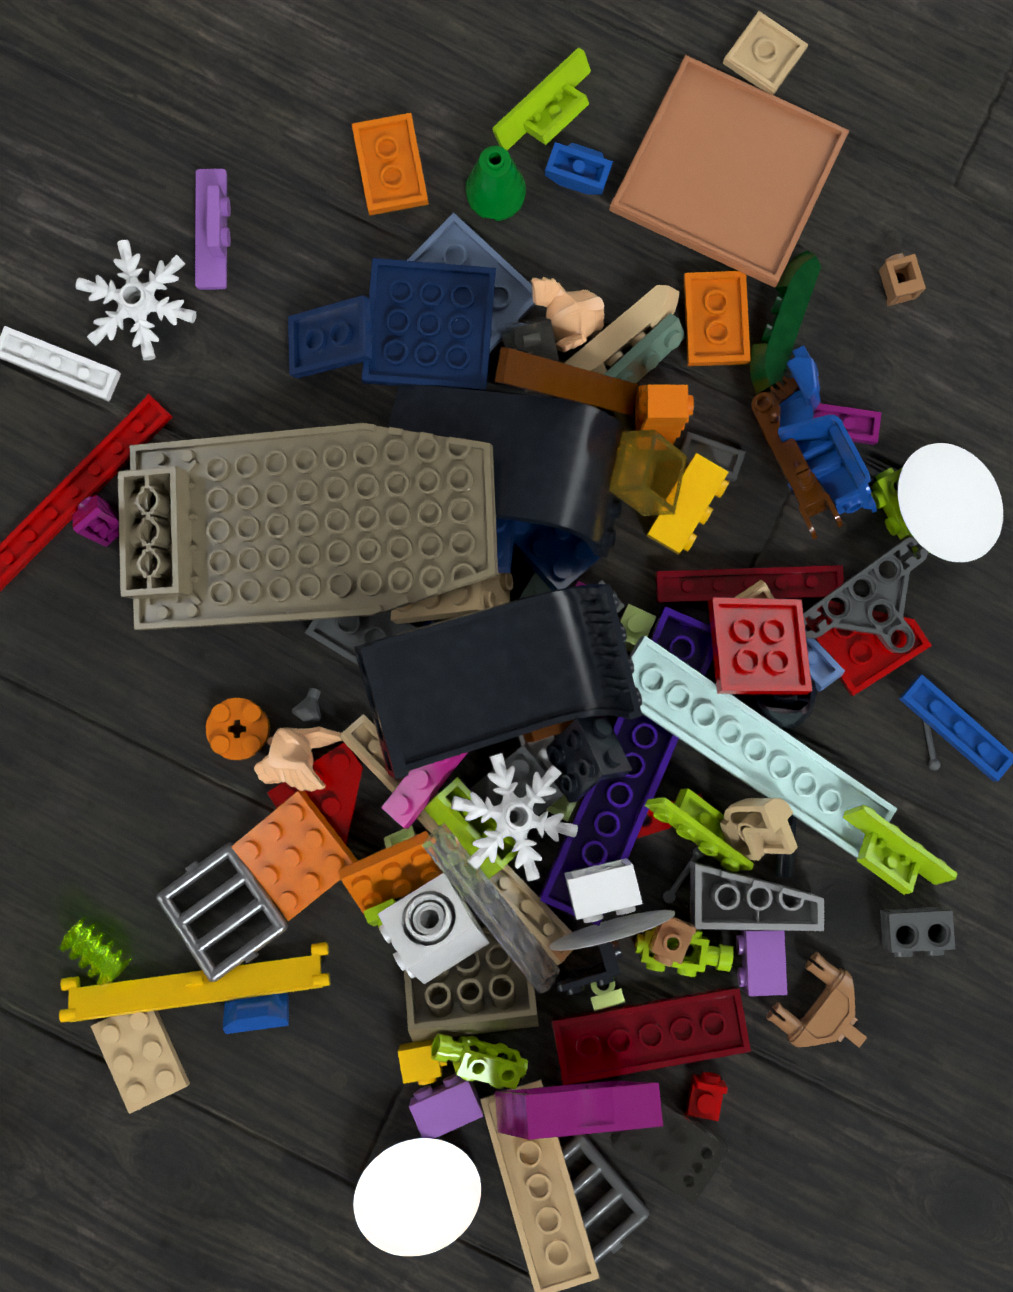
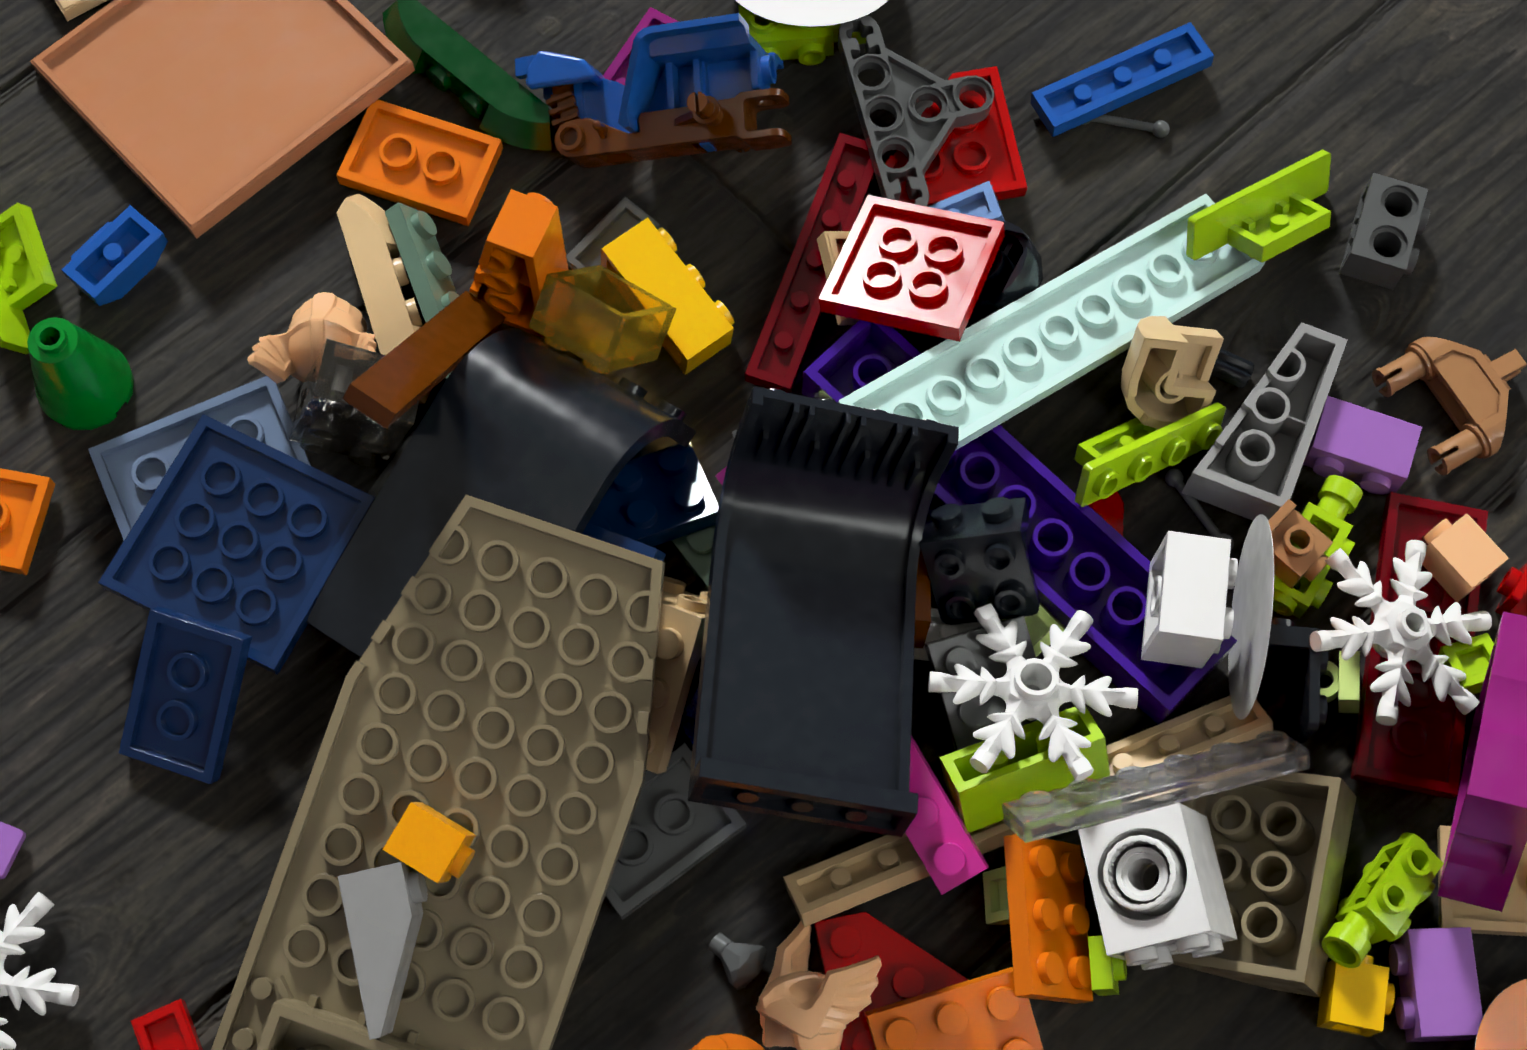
camera: 70 degrees left, 15 degrees down
(238, 505) = (383, 927): none -> light grey slope
(288, 512) = (431, 843): none -> light orange brick
(642, 1022) = (1401, 632): none -> white piece
(643, 1068) = (1470, 659): none -> lime plate
(709, 1044) = (1461, 556): none -> light nougat brick

